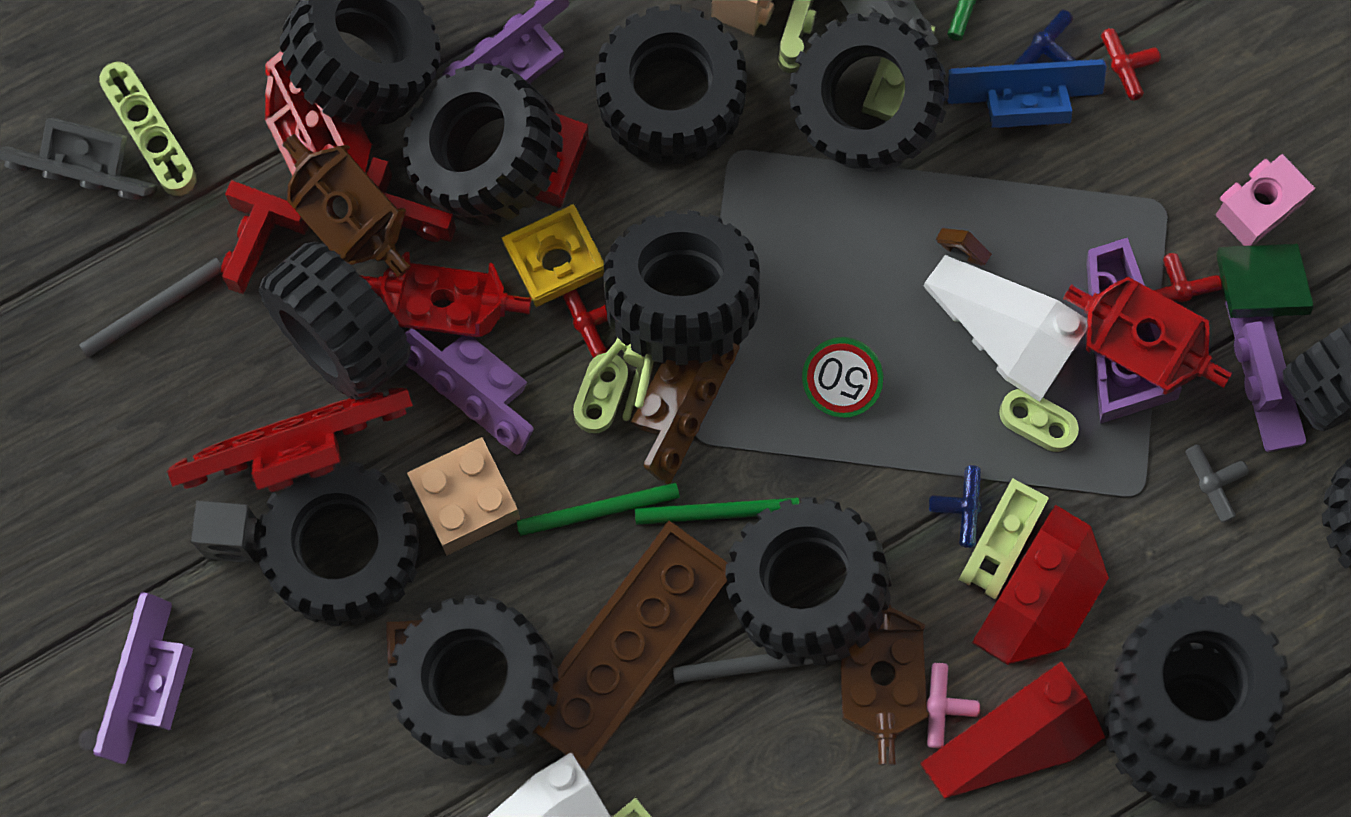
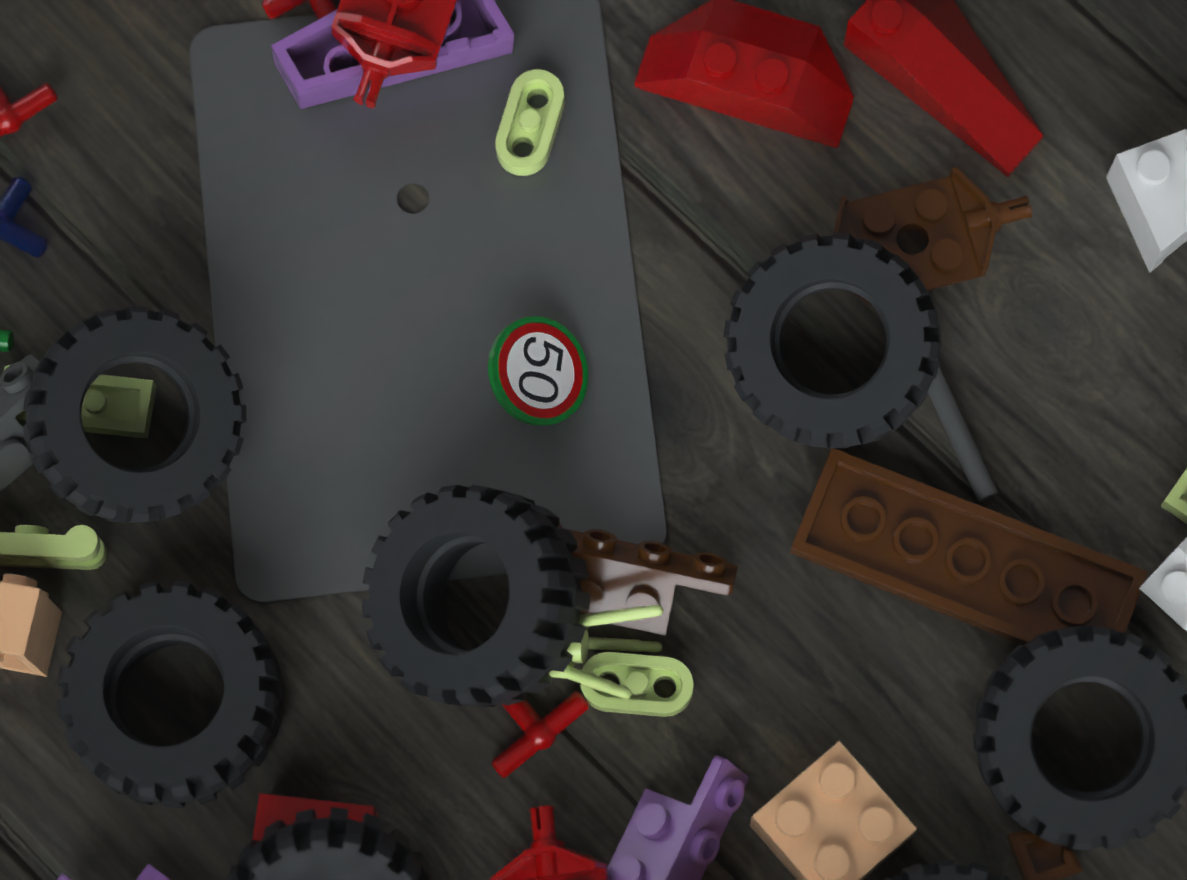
camera: 100 degrees left, 0 degrees up
(557, 231) = (415, 791): yellow piece -> none
(598, 509) = (794, 649): green piece -> none
(707, 511) = (756, 496): green bar -> none
(939, 706) = (931, 163): bright pink piece -> none
(965, 242) = (312, 255): reddish brown tile -> none
(968, 506) = (666, 185): clear blue piece -> none
(1004, 536) = (697, 132): yellowish green plate -> none
(1017, 326) = (415, 167): white wedge -> none
(1027, 91) = (79, 222): blue bracket -> none

